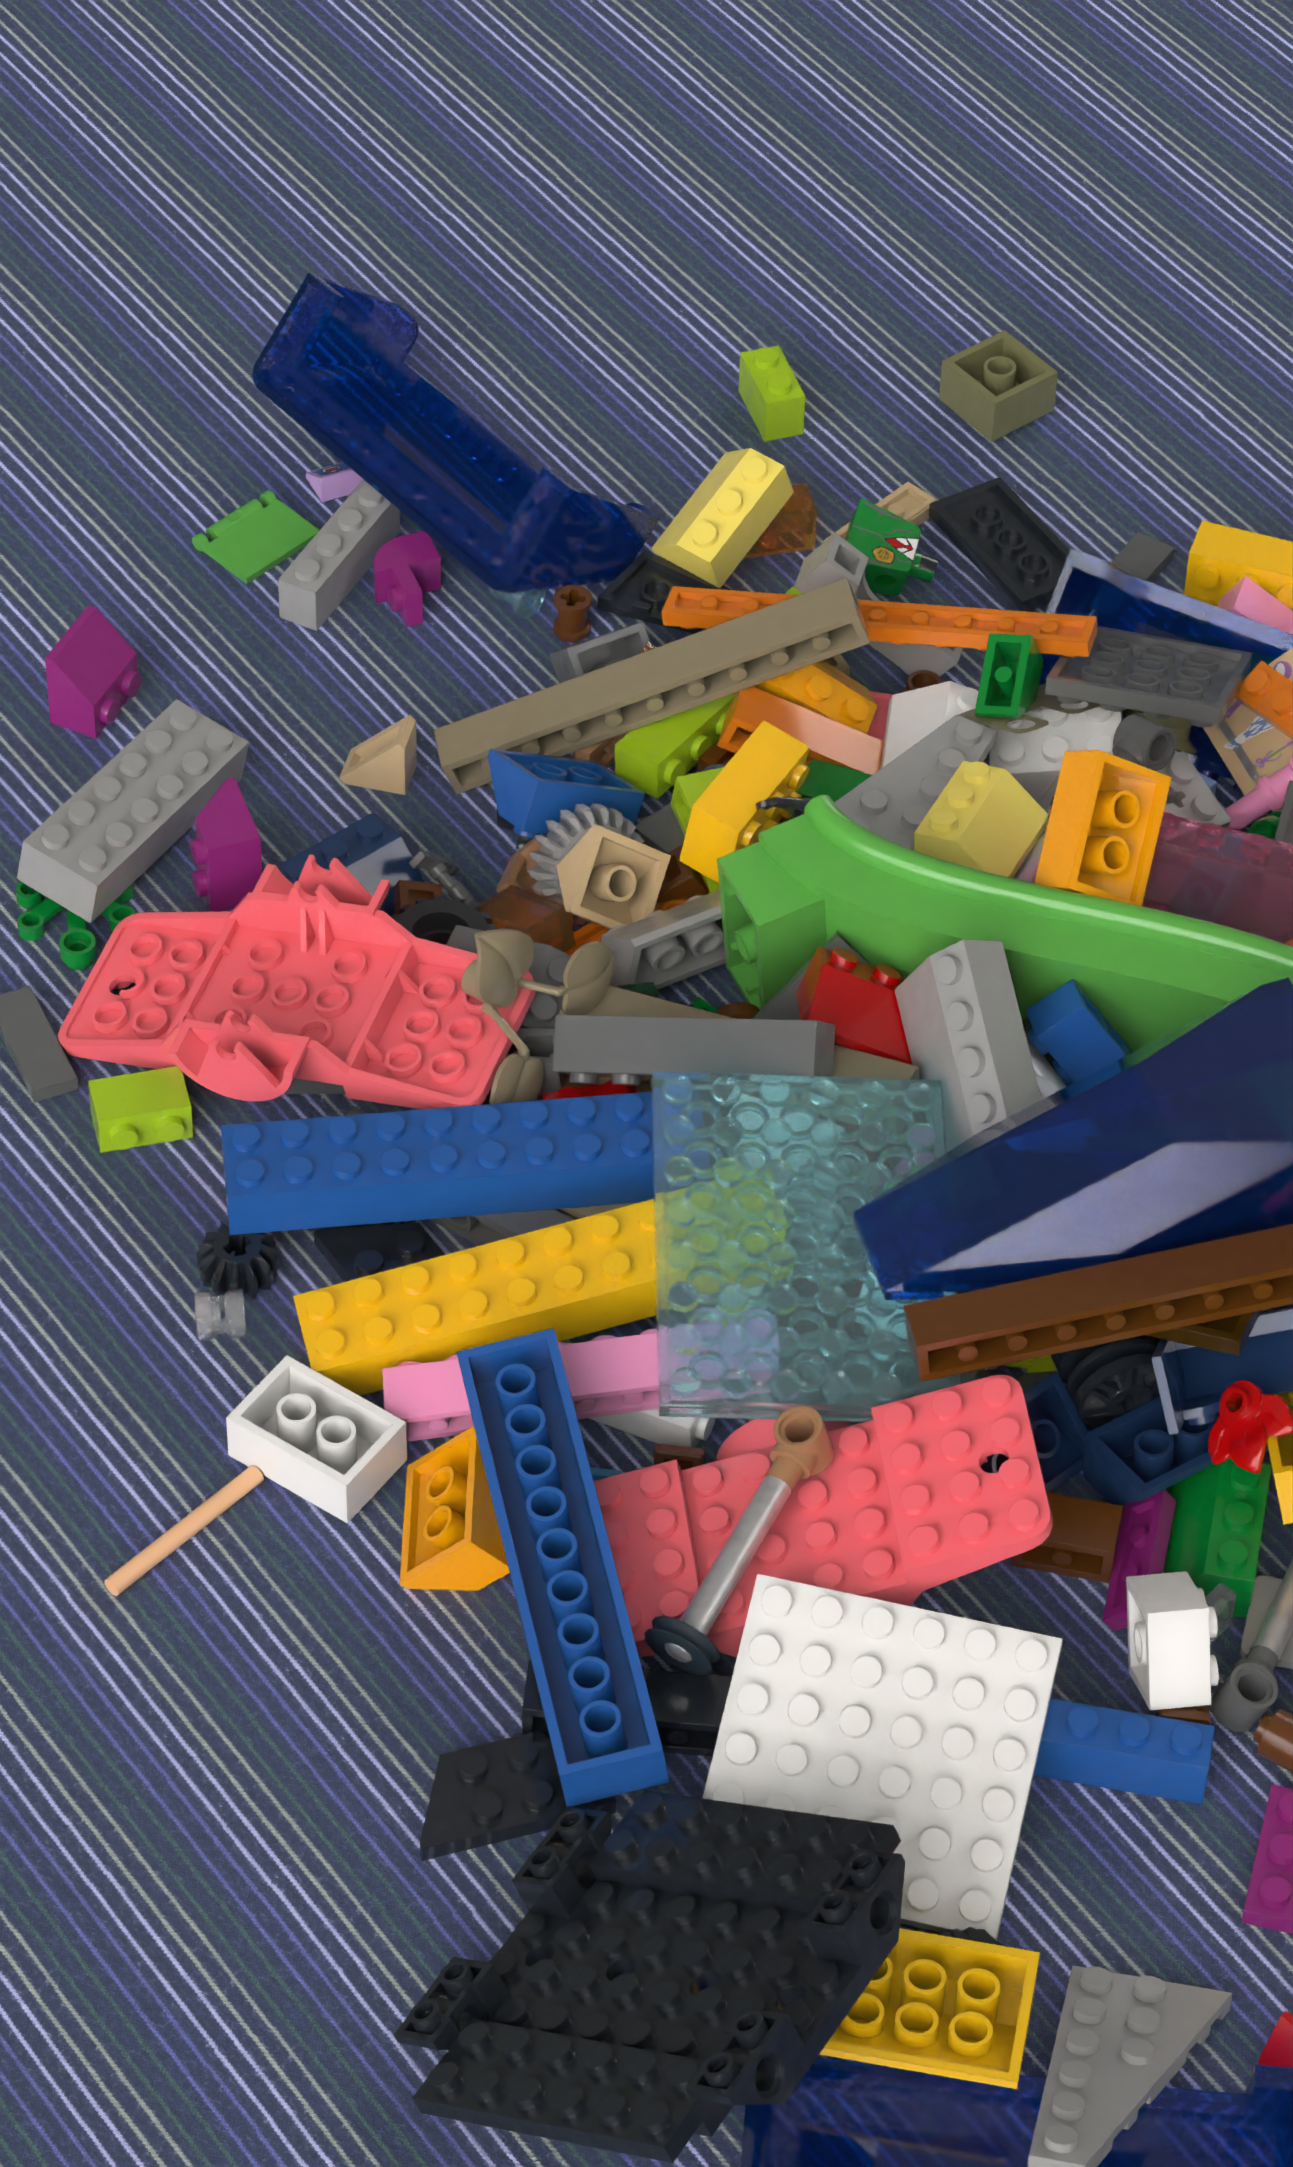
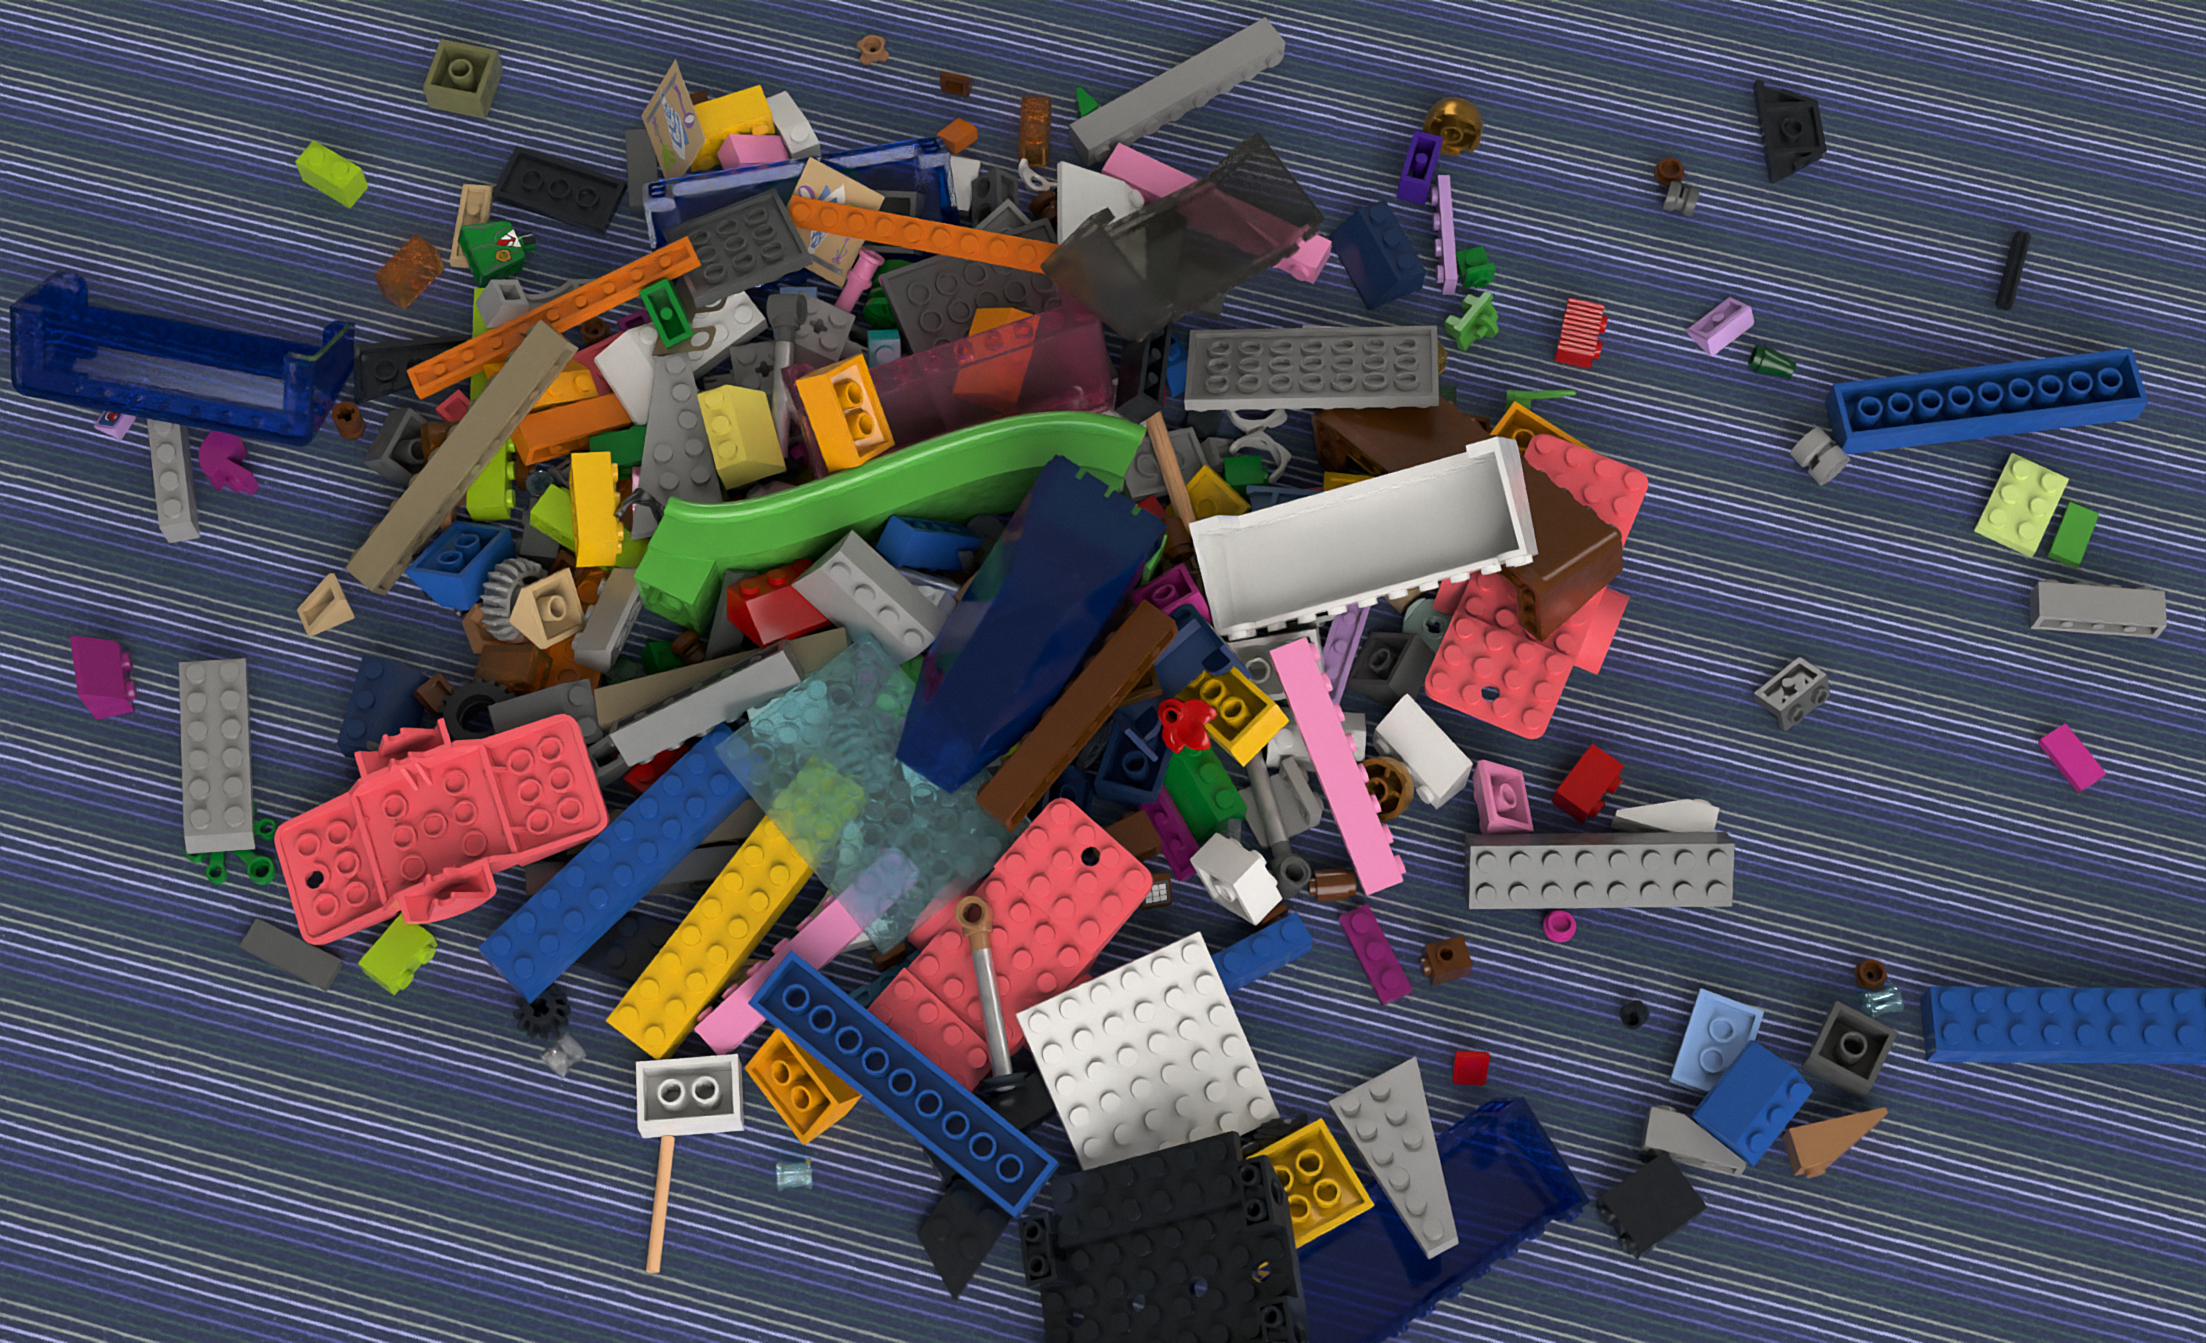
camera: 40 degrees left, 20 degrees up
(225, 849) = (299, 743): magenta slope -> none
(256, 537) = (105, 495): bright green piece -> none
(359, 1598) = (794, 1174): none -> clear light blue bush
(442, 870) = (453, 670): dark grey piece -> none
(495, 980) = (572, 748): dark tan plant -> none
(726, 515) = (389, 294): light yellow slope -> none
(1062, 1606) = (1160, 893): none -> slope
(1191, 532) = (673, 125): none -> tan sticker

